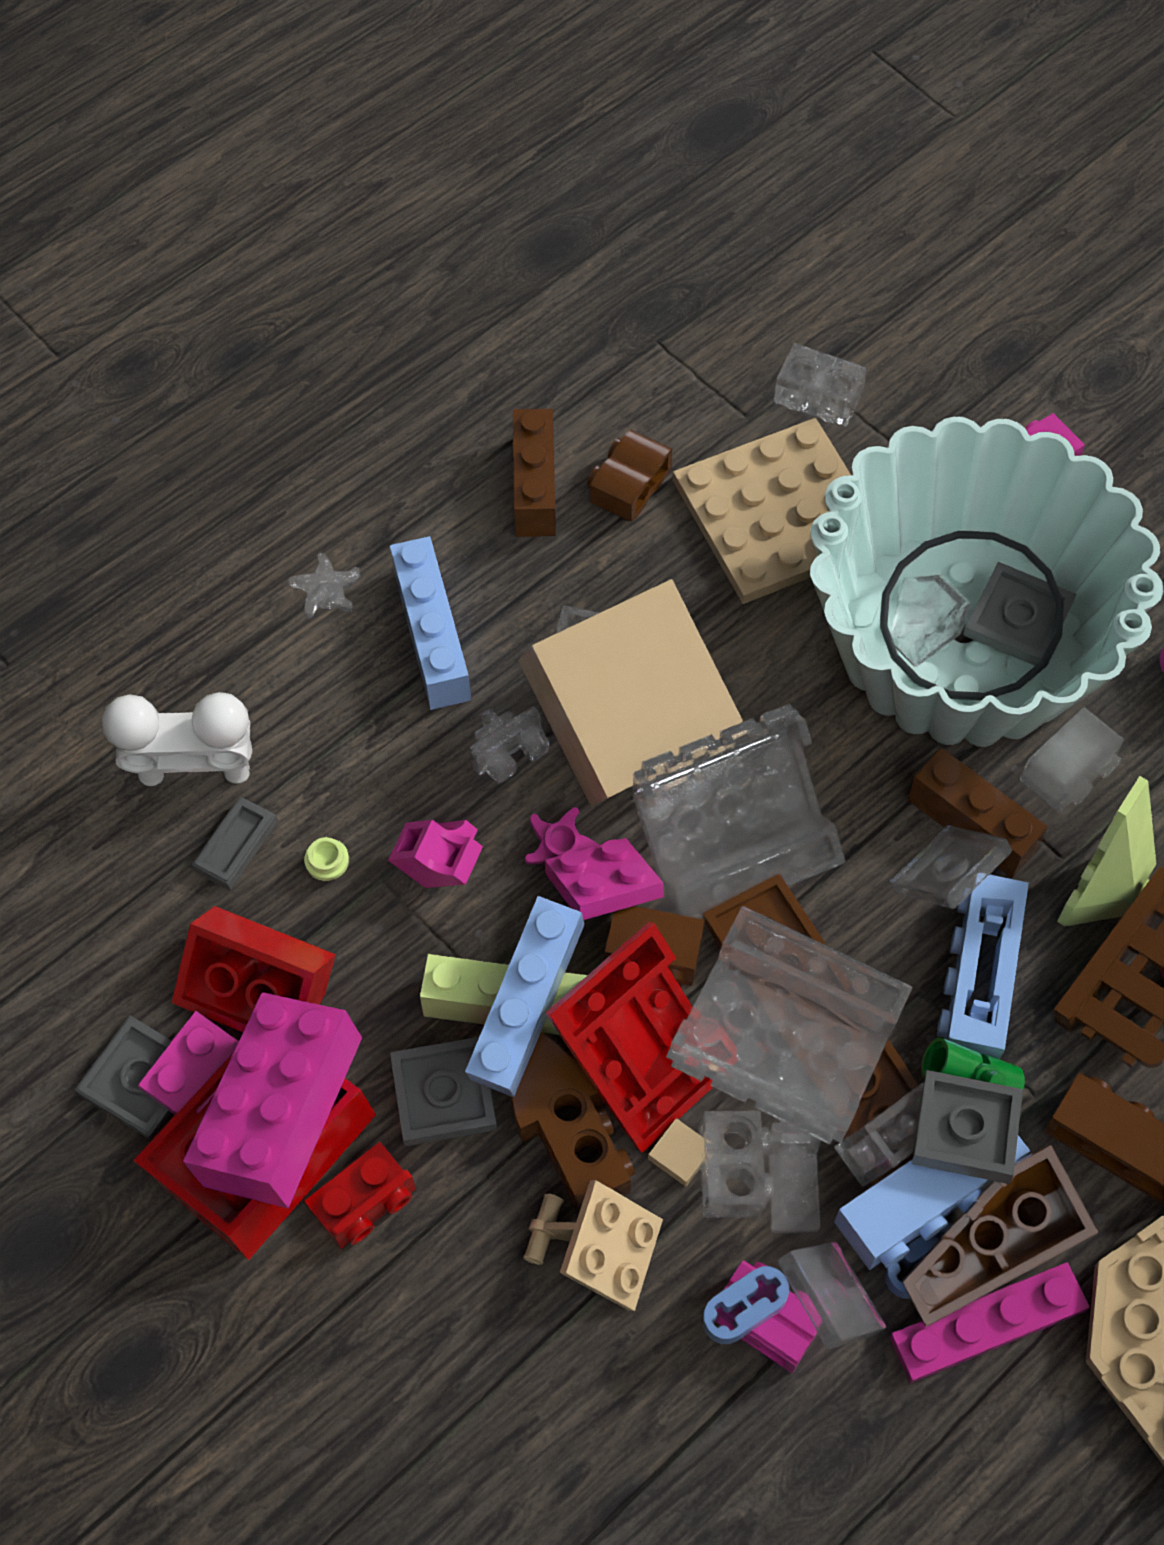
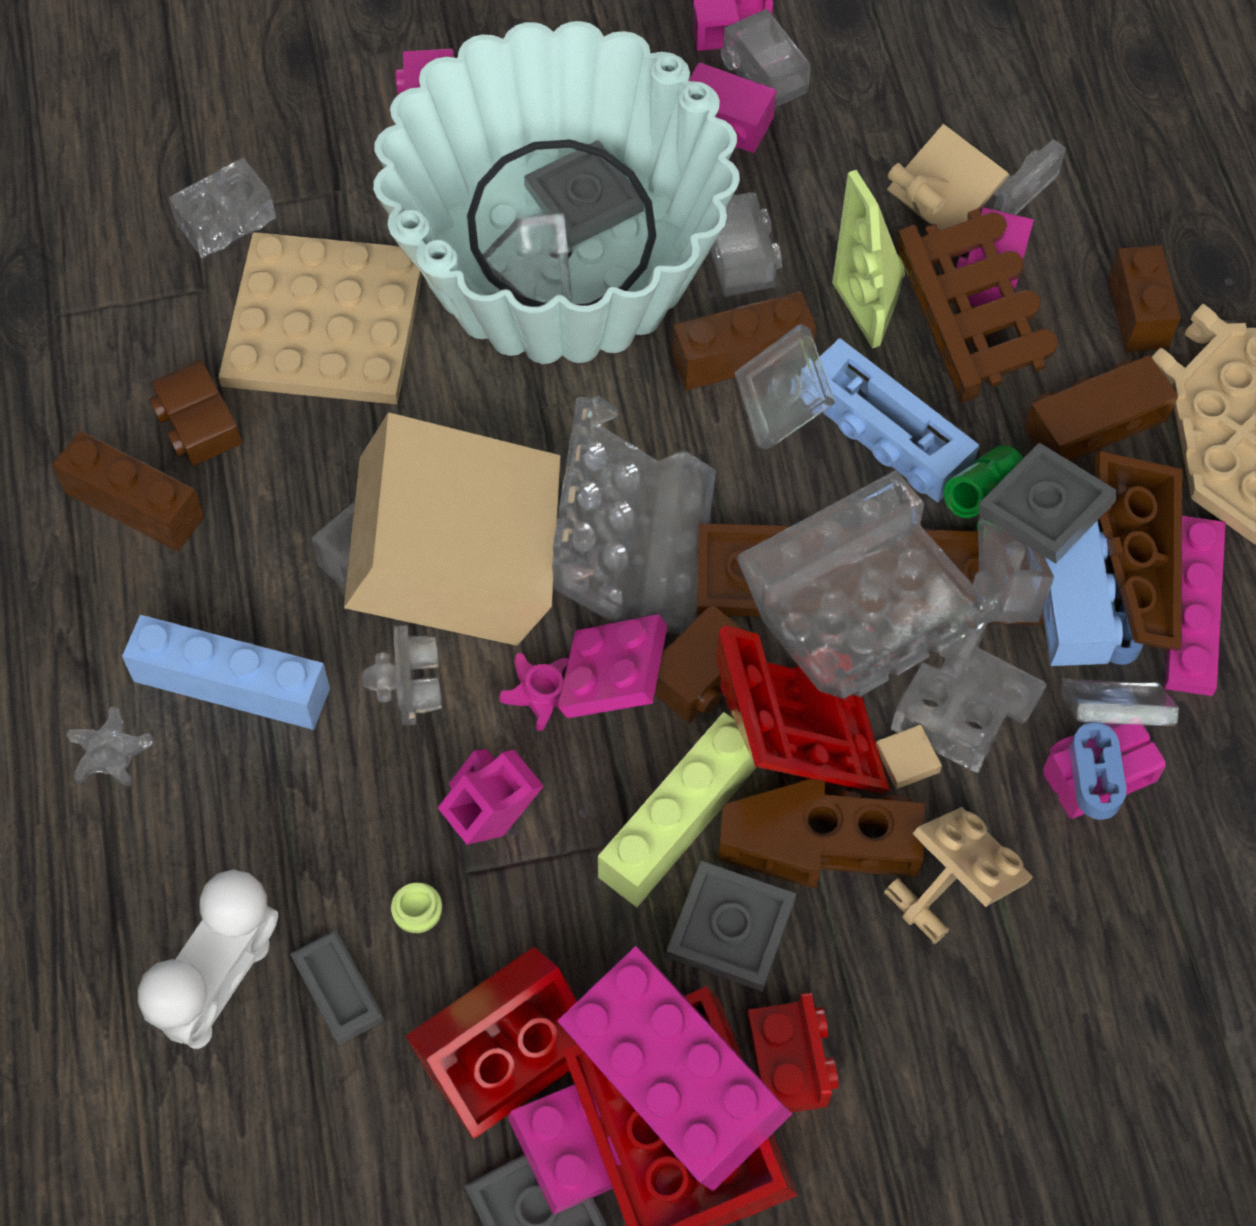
camera: 60 degrees left, 0 degrees up
(525, 996) = (711, 783): light blue brick -> none

